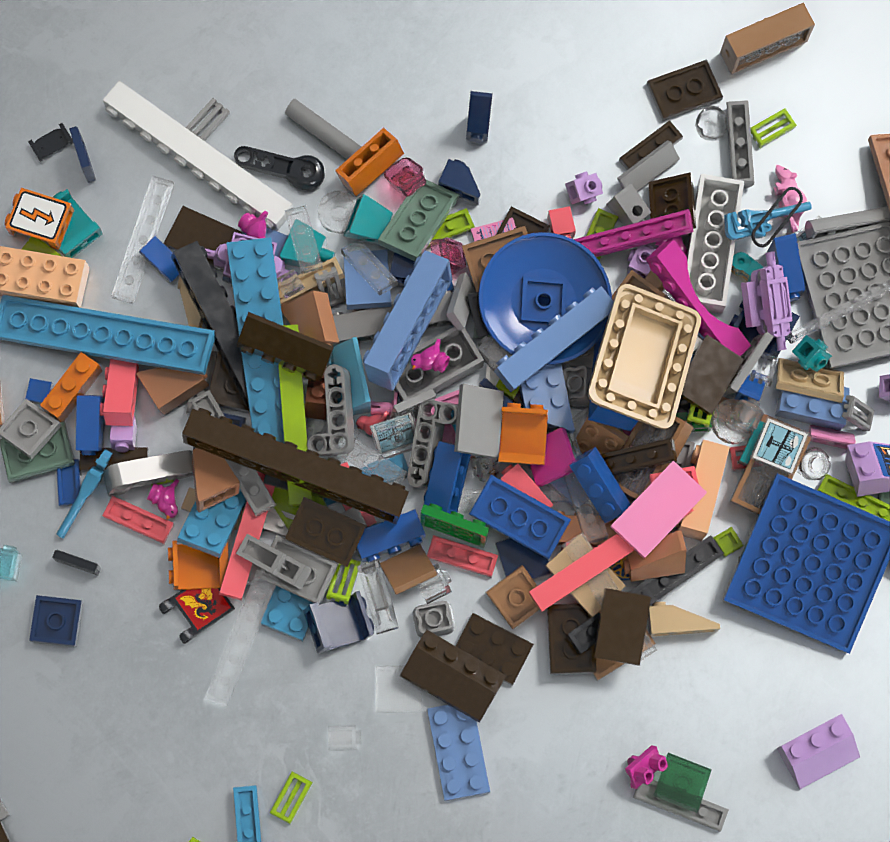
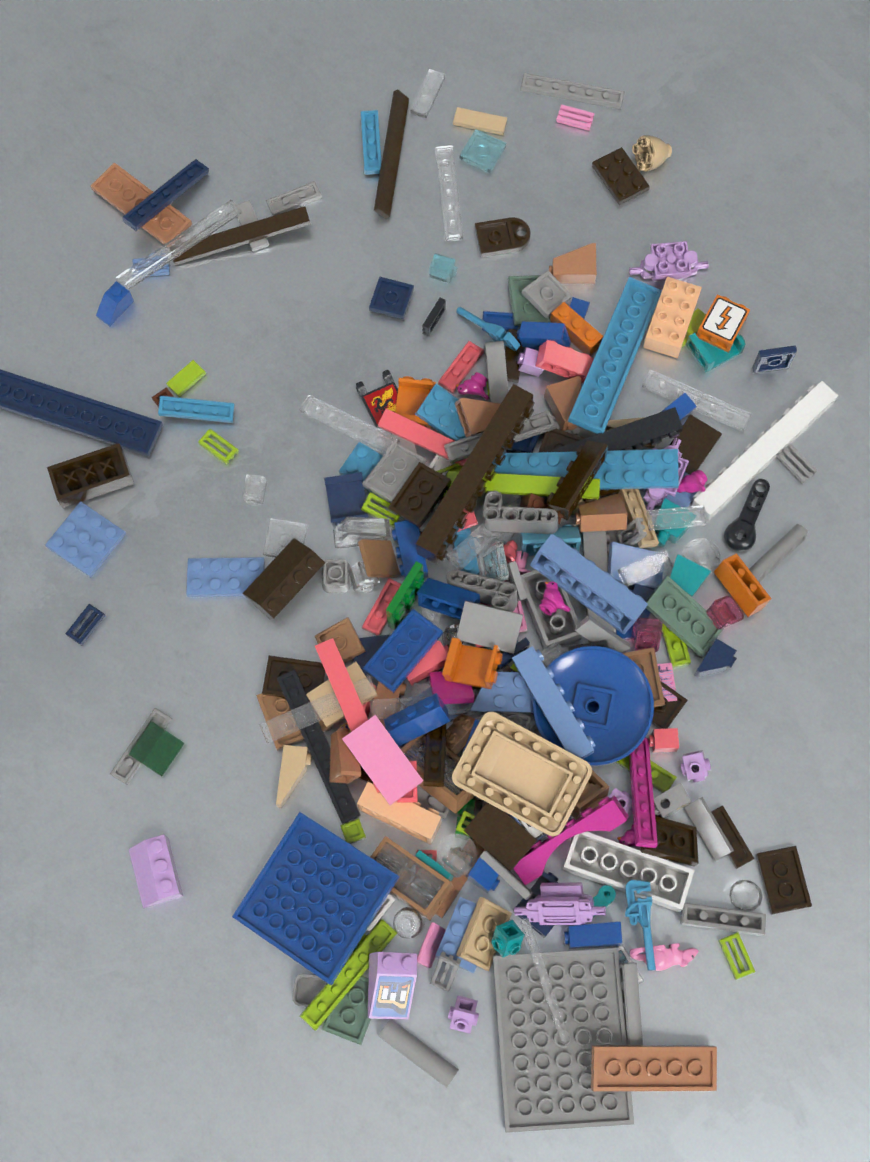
camera: 105 degrees right, 5 degrees down
(51, 142) = (789, 338): black piece -> none
(274, 561) = (402, 452): light grey slope -> none
(289, 284) = (639, 502): clear tile -> none
(479, 116) = (771, 681): dark blue slope -> none
(495, 646) = (301, 618): dark brown plate -> none
(622, 627) = (290, 713): dark brown tile -> none
(643, 767) = (175, 717): dark pink hips -> none
(760, 376) = (491, 886): clear tile -> none
(767, 38) = (826, 965): medium nougat brick -> none
(779, 445) = (423, 884): tile -> none
(784, 222) = (648, 925): black piece -> none

